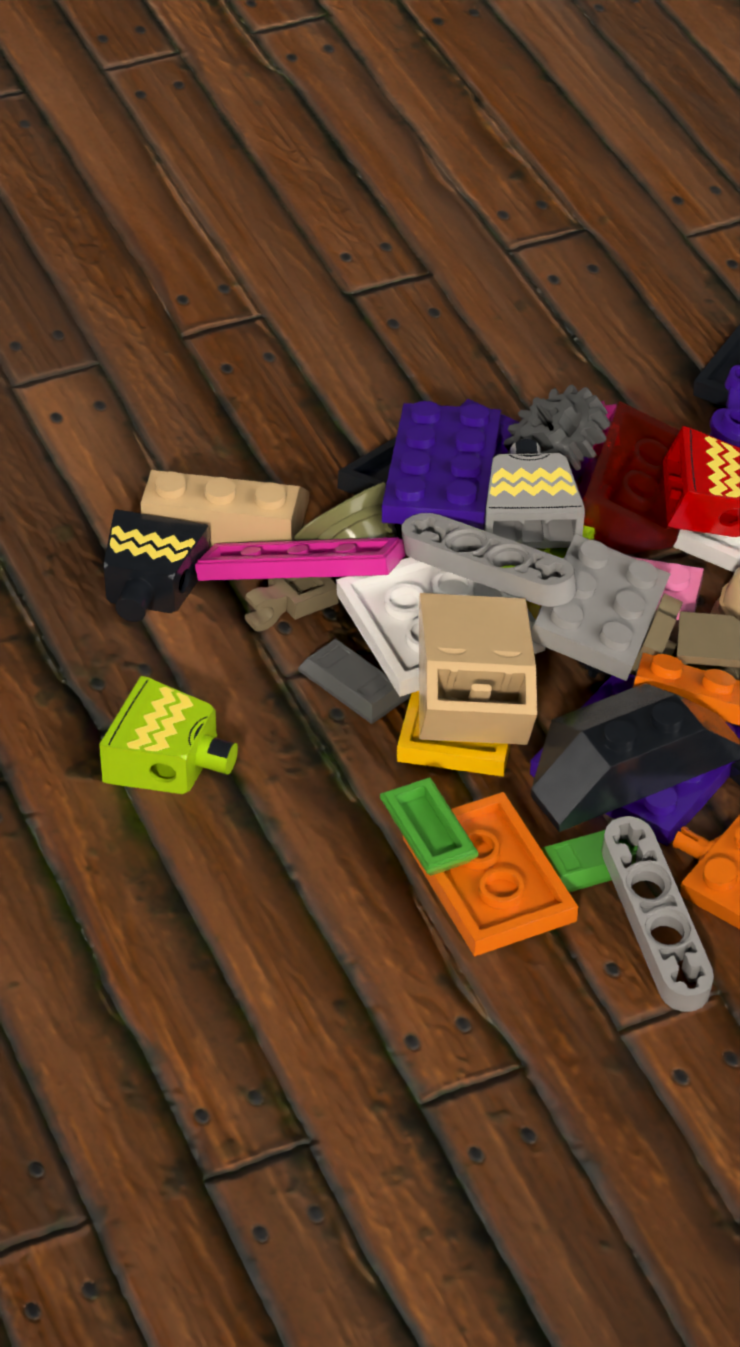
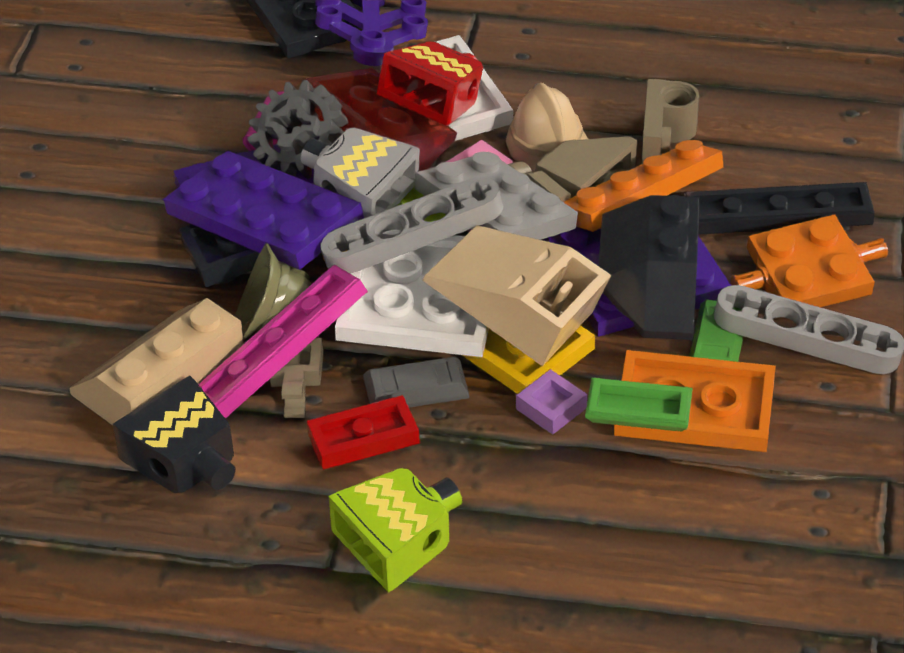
camera: 55 degrees left, 0 degrees up
(257, 671) = (363, 432): none -> red plate
(397, 767) = (551, 401): none -> medium lavender plate

